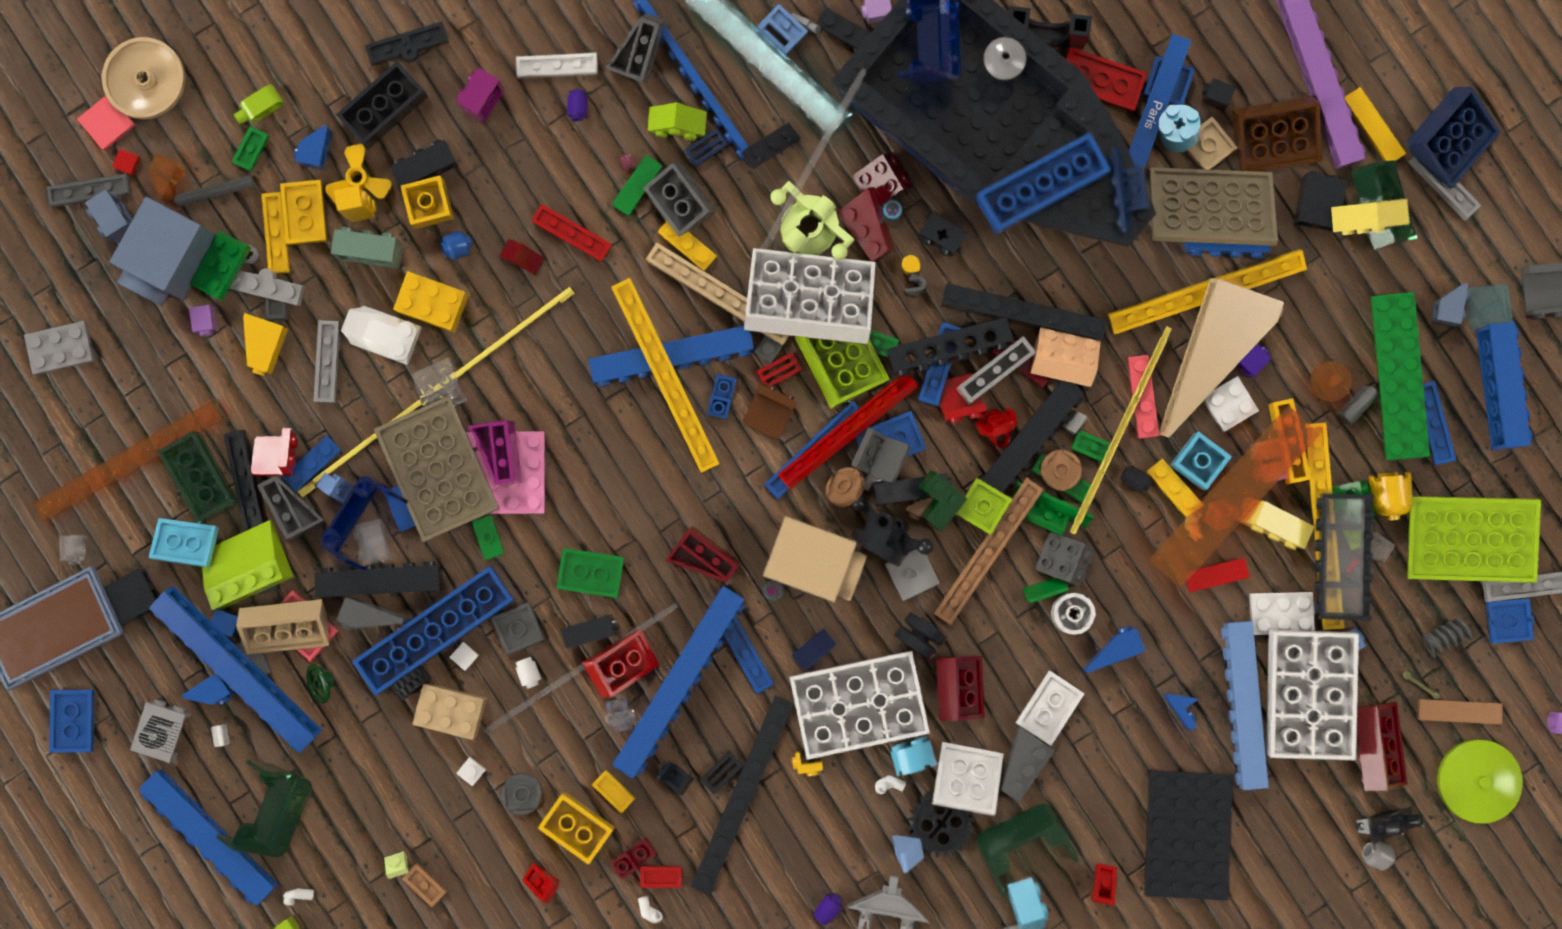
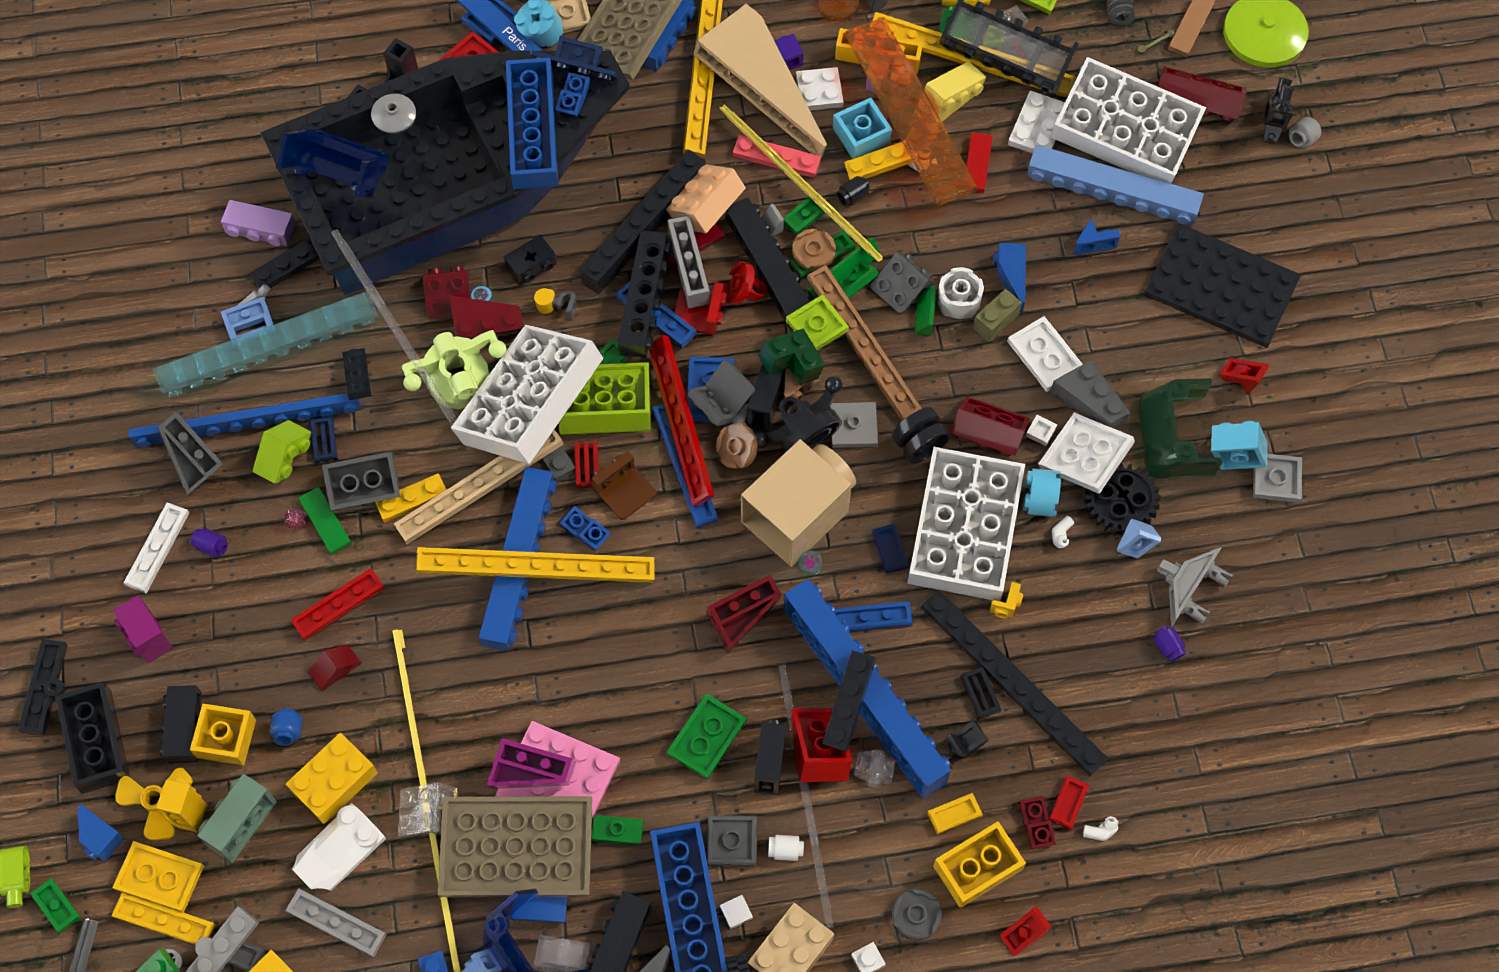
camera: 70 degrees left, 20 degrees down
(655, 676) = (849, 700): none -> black plate
(975, 732) = (1041, 430): none -> white plate
(1066, 653) = (997, 315): none -> olive brick
(1091, 204) = (573, 95): none -> blue slope

